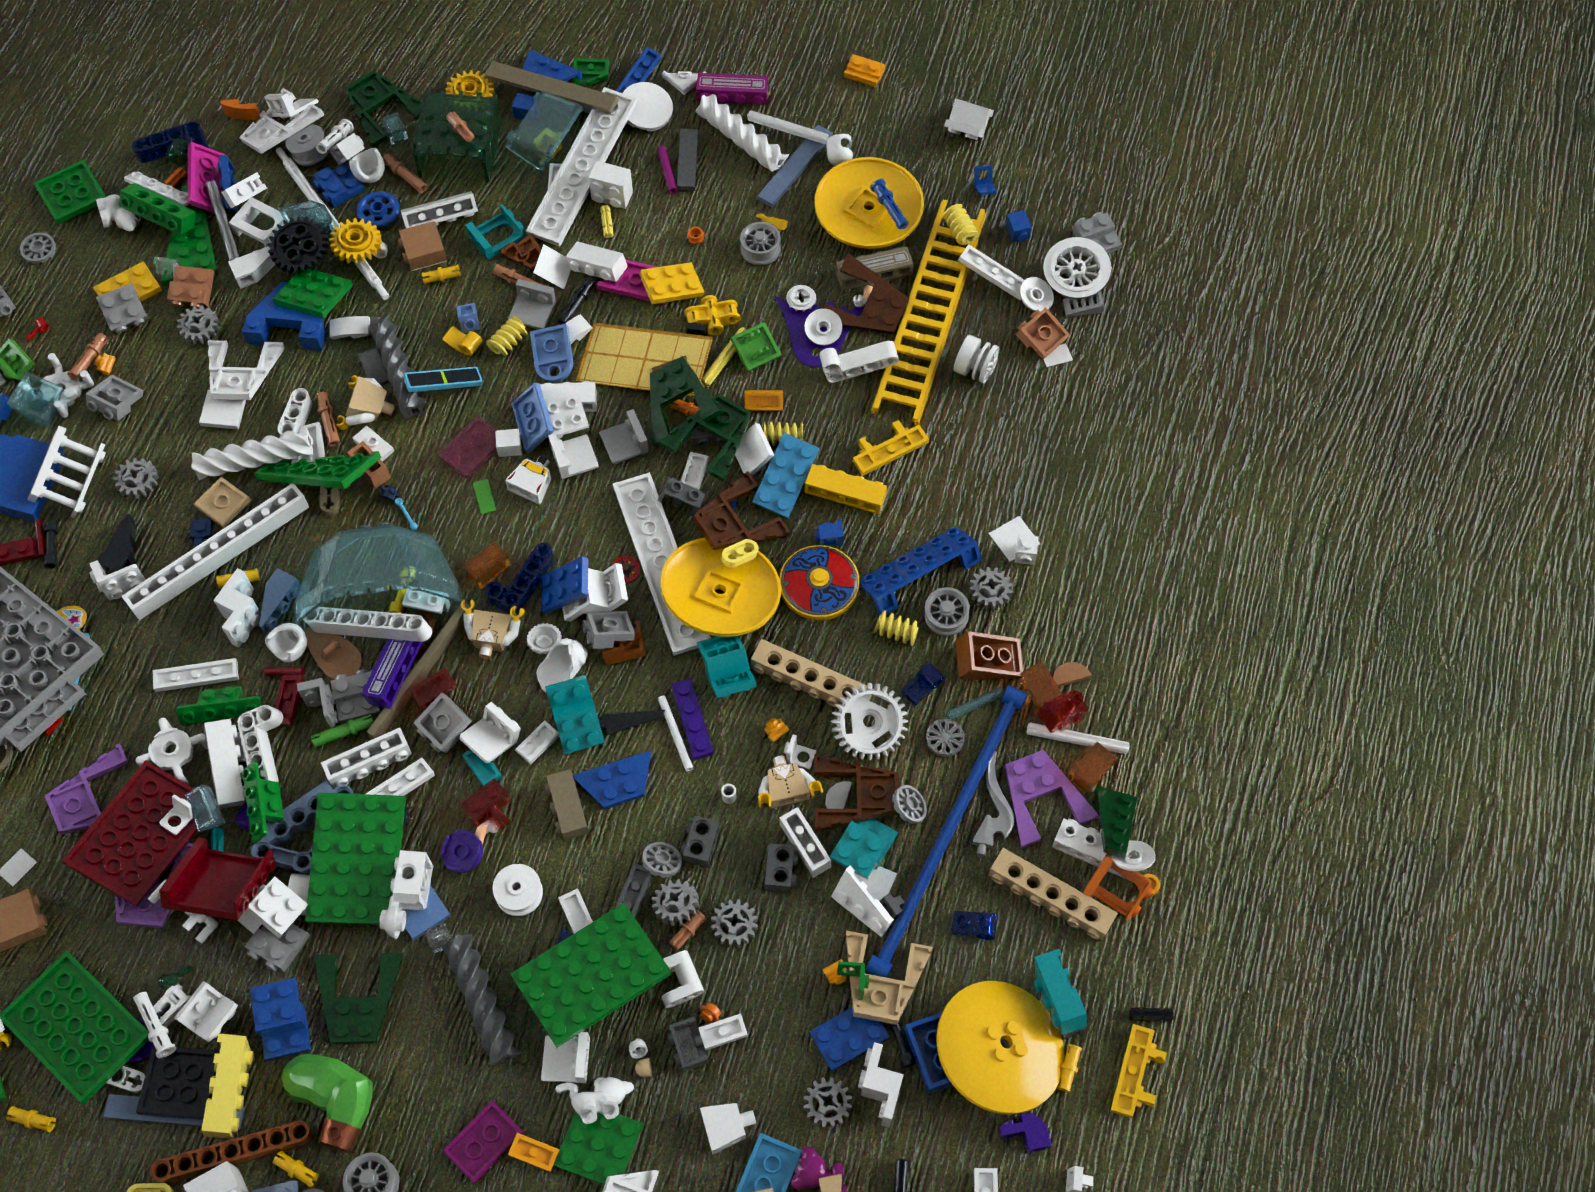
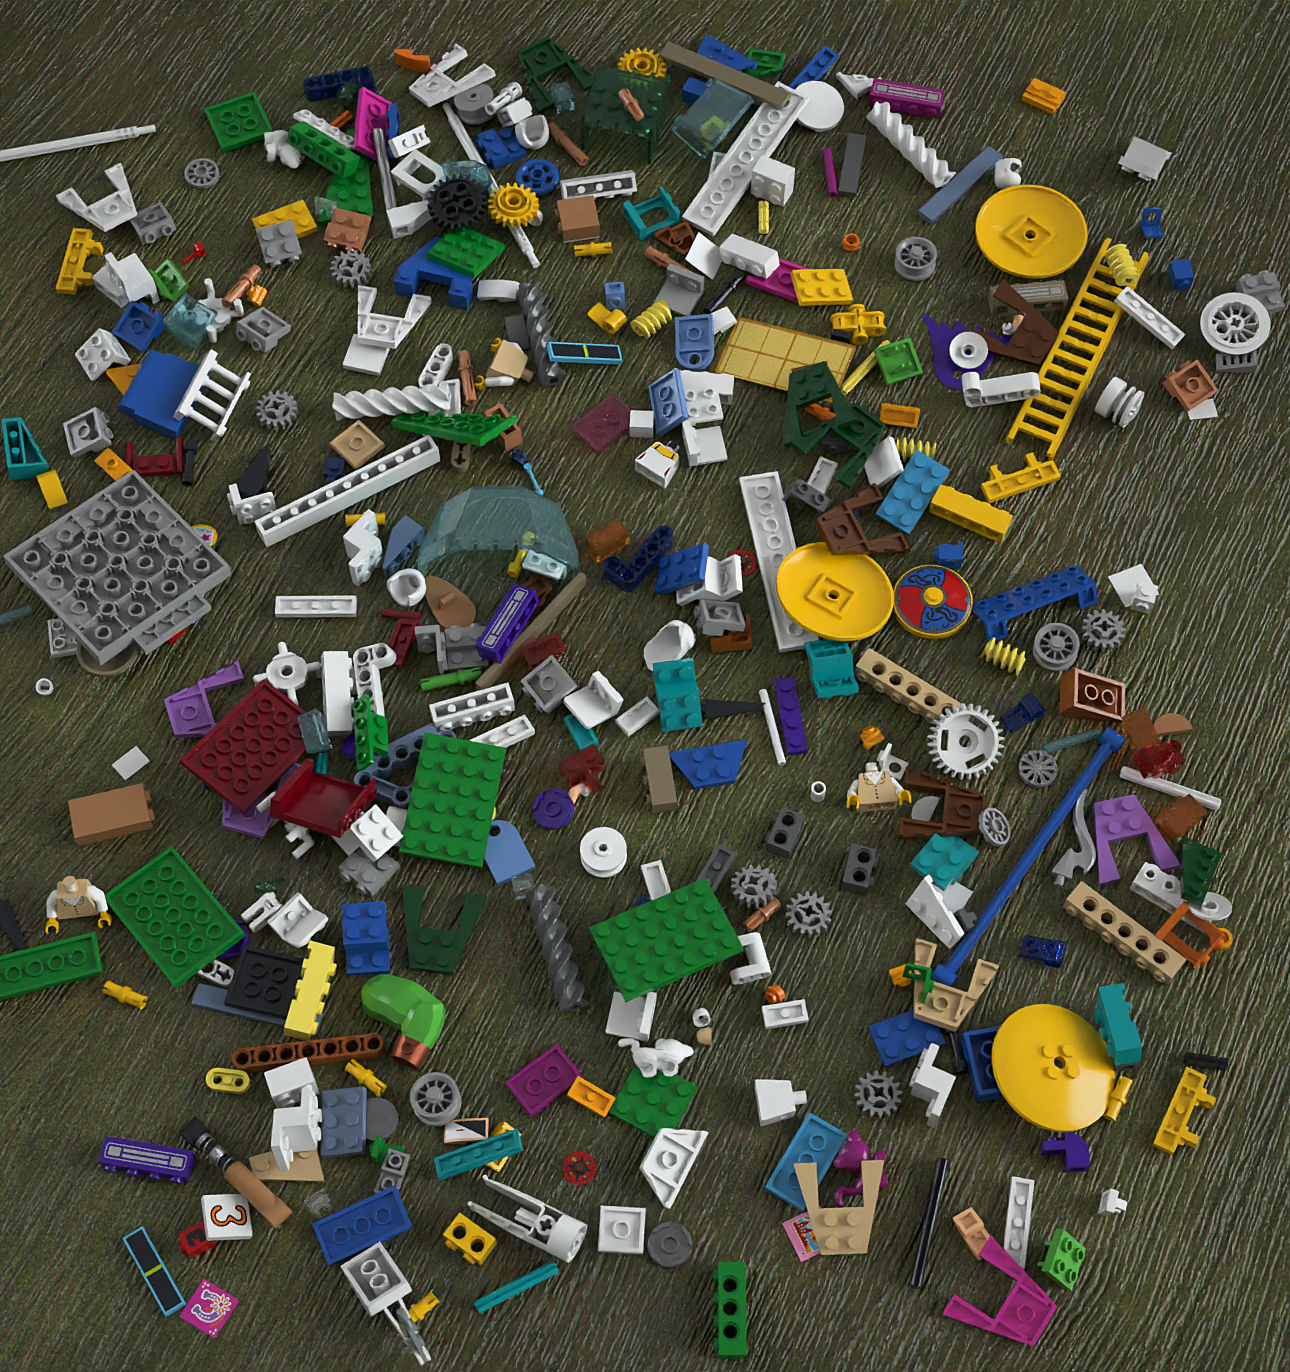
camera: 10 degrees right, 0 degrees up
(157, 1033) = (250, 932): white pin -> none
(181, 809) = (294, 729): white bracket -> none
(217, 705) = (334, 637): green bracket -> none
(283, 106) = (456, 61): white bracket -> none
(369, 624) = (489, 580): white beam -> none
(374, 442) = (509, 404): white plate -> none
(409, 890) = (501, 835): white brick -> none
(484, 496) = (611, 473): bright green sticker -> none
(490, 630) = (604, 602): torso -> none
(543, 638) = (654, 617): white hat -> none
(625, 439) = (757, 436): light grey bracket -> none
(661, 859) = (745, 844): light grey wheel -> none
(688, 1044) = (749, 1020): dark grey window -> none
(736, 555) = (854, 562): light yellow plate -> none
(780, 224) = (936, 240): yellow plate -> none
(787, 127) = (957, 144): white axle -> none
(805, 842) = (887, 848): white brick -> none
(806, 293) = (956, 315): white gear -> none
(886, 198) = (1049, 228): blue pin -> none
(1039, 289) = (1189, 345): white dish -> none

